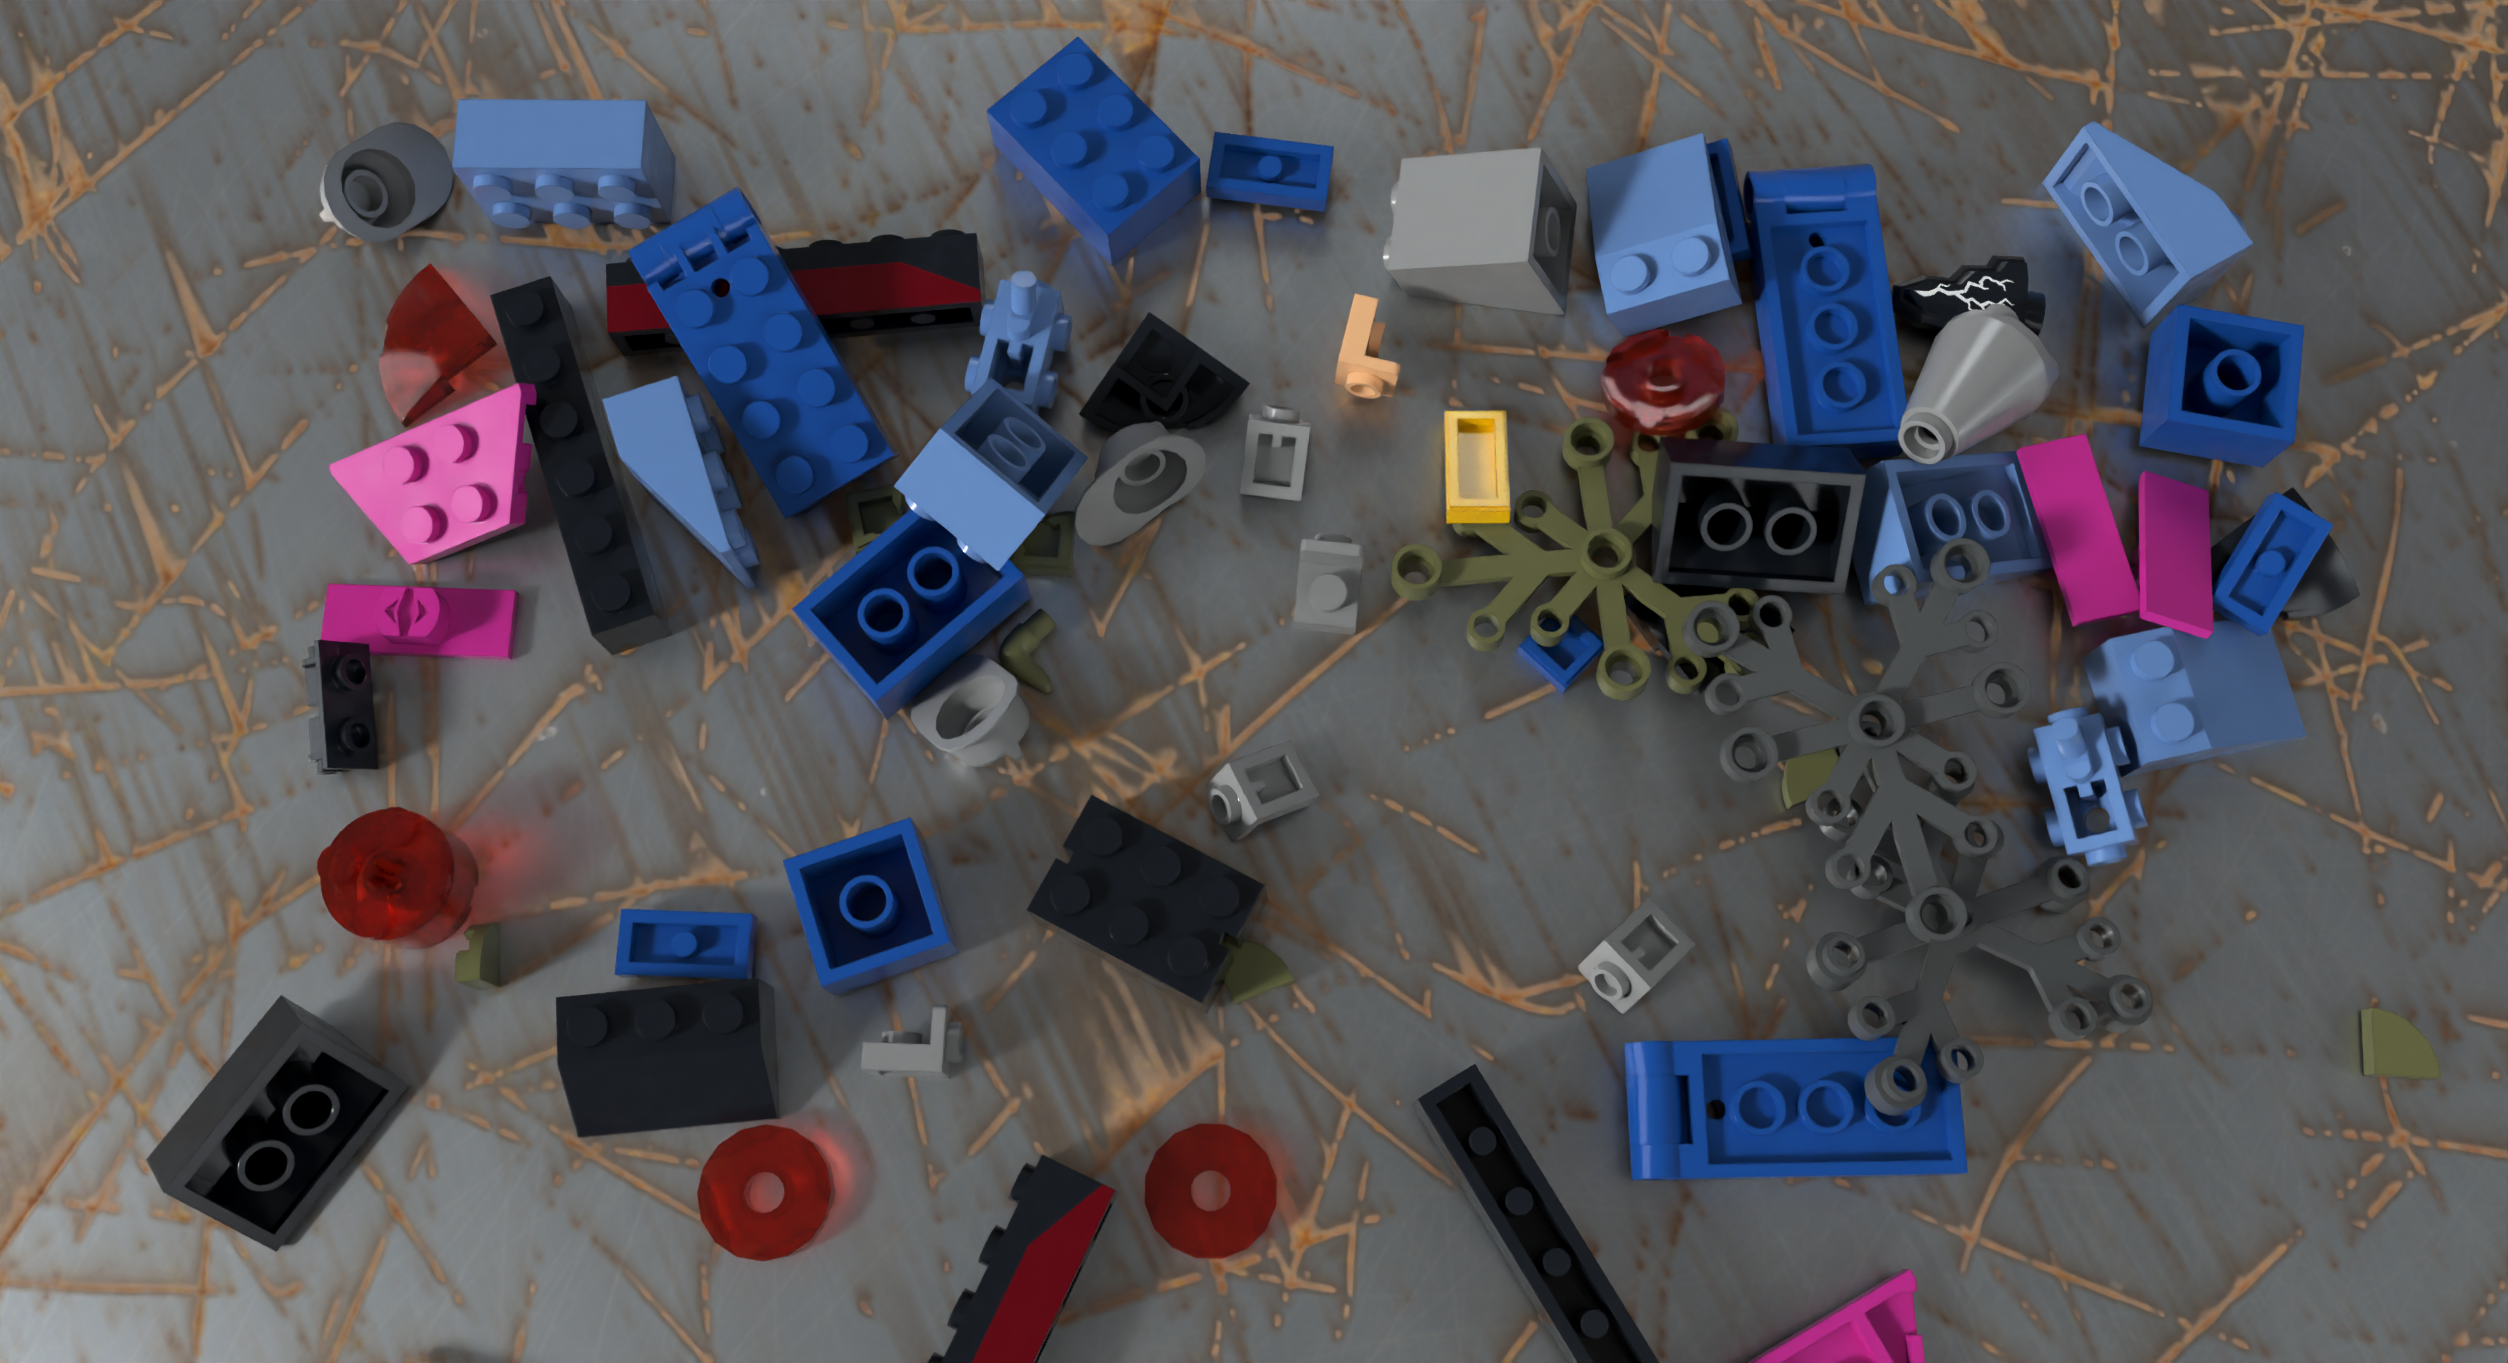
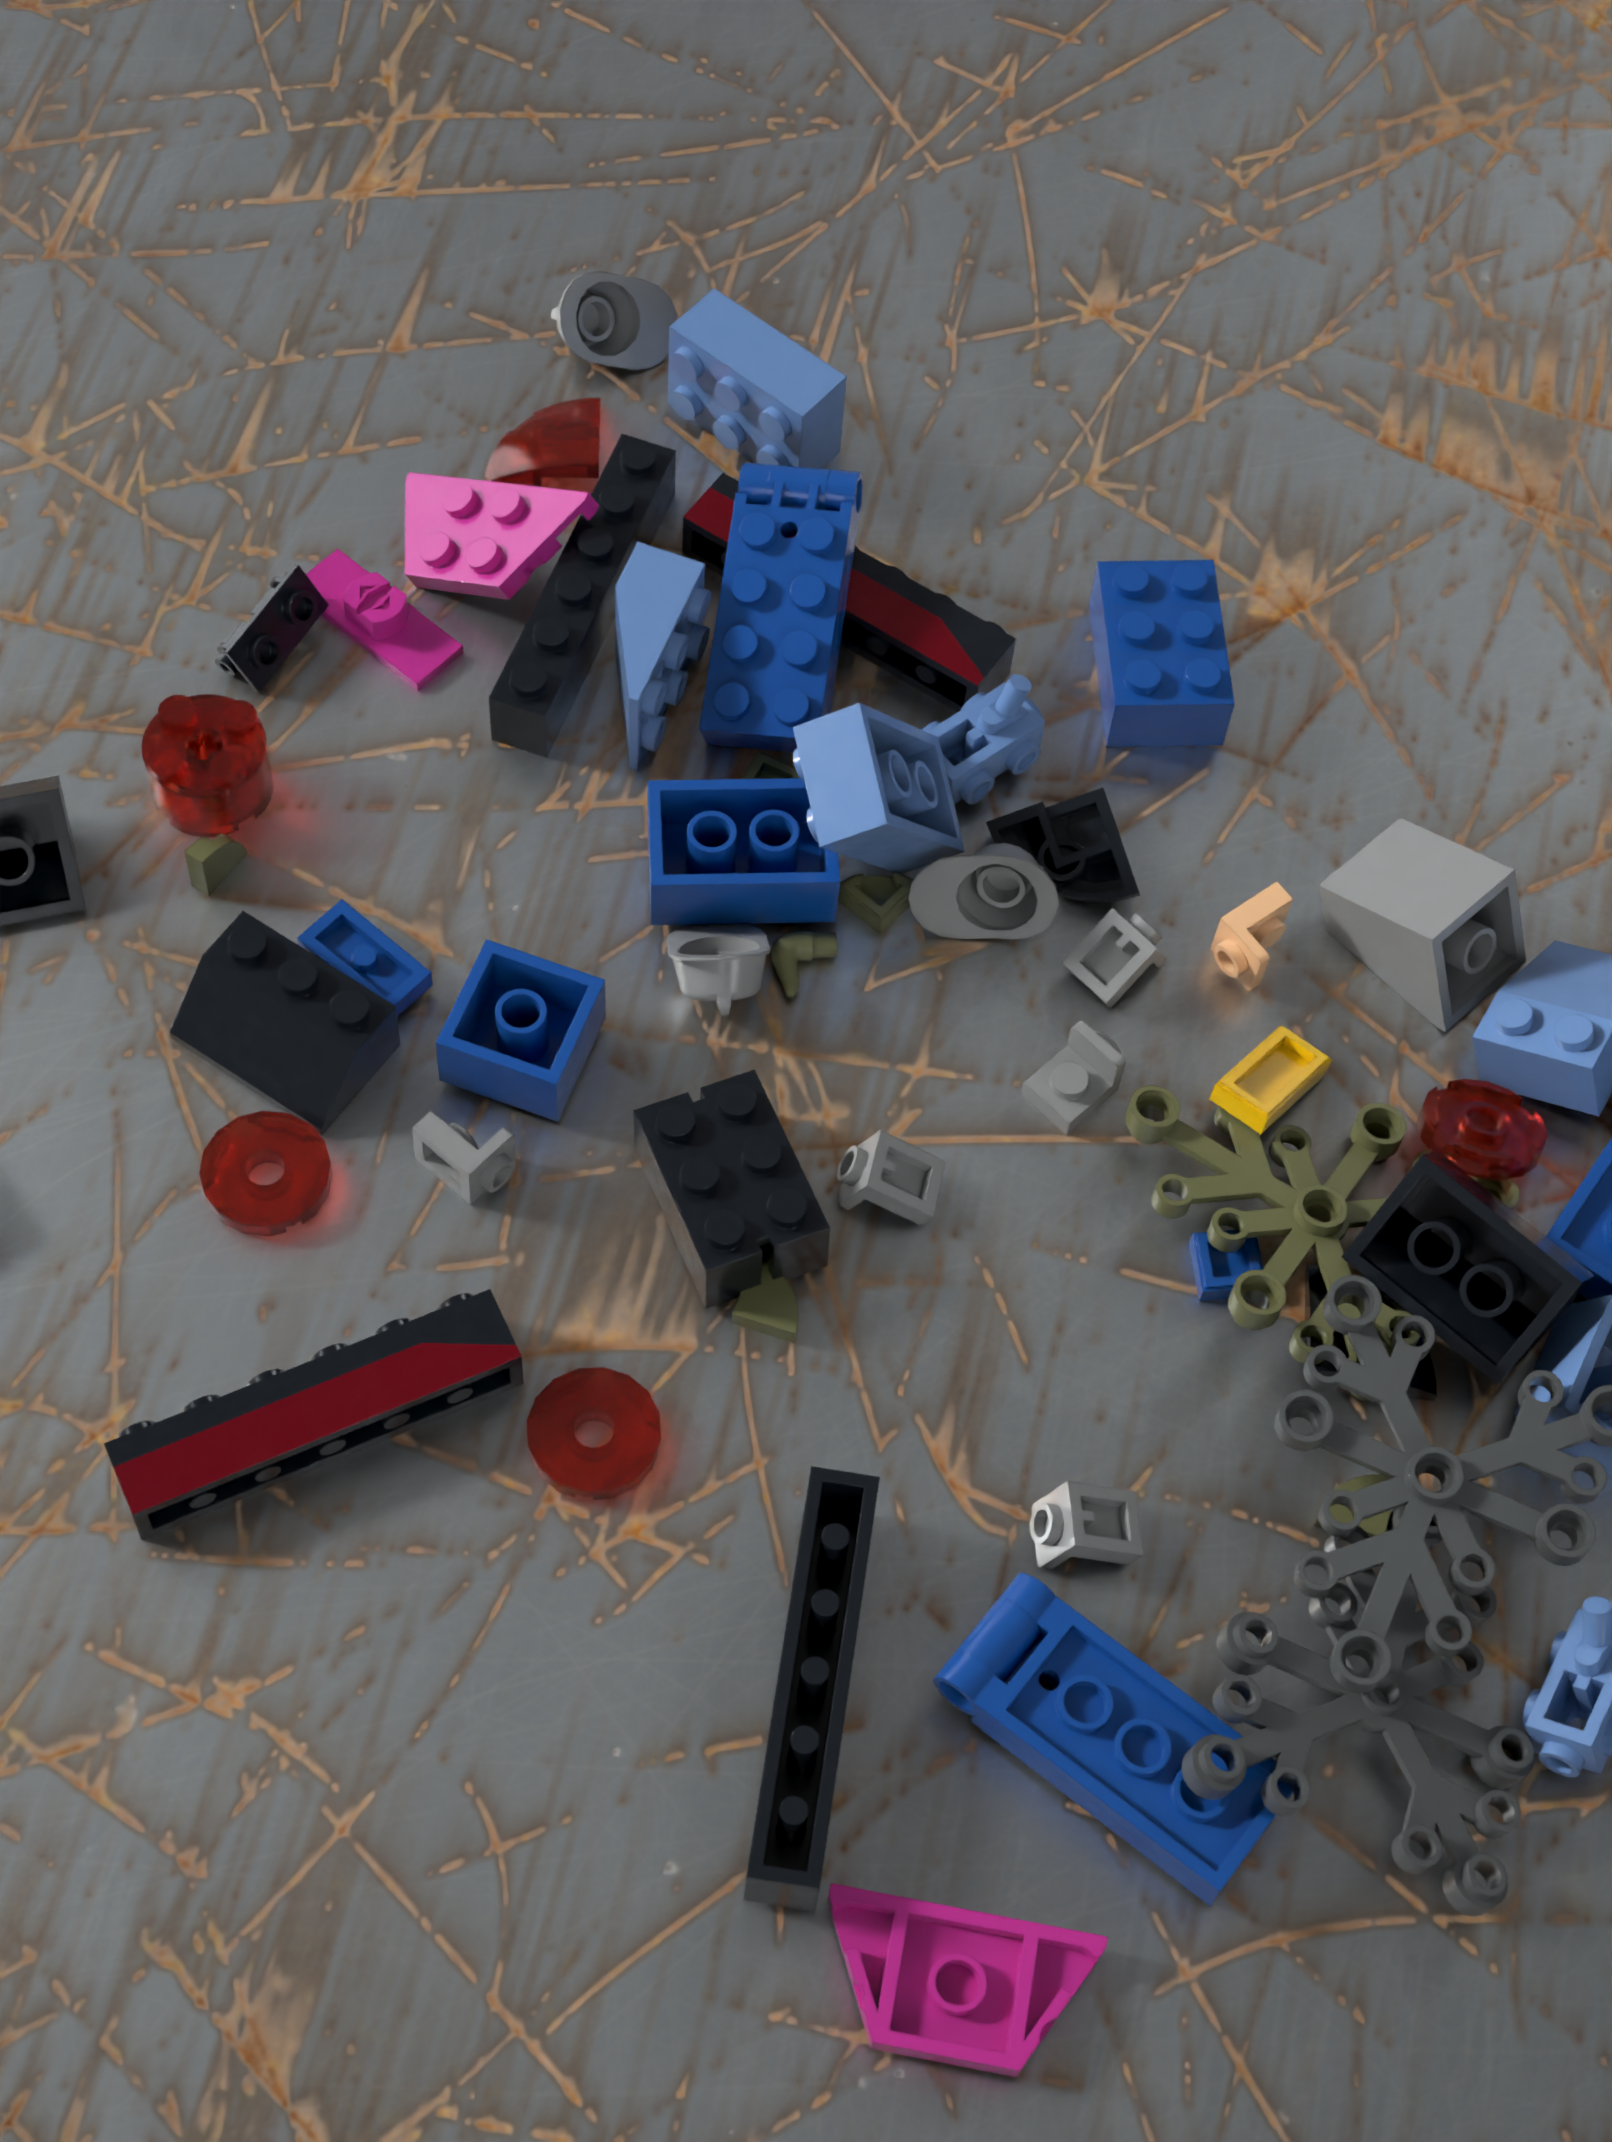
camera: 35 degrees right, 15 degrees down
(1269, 171) = (1288, 763): blue plate -> none

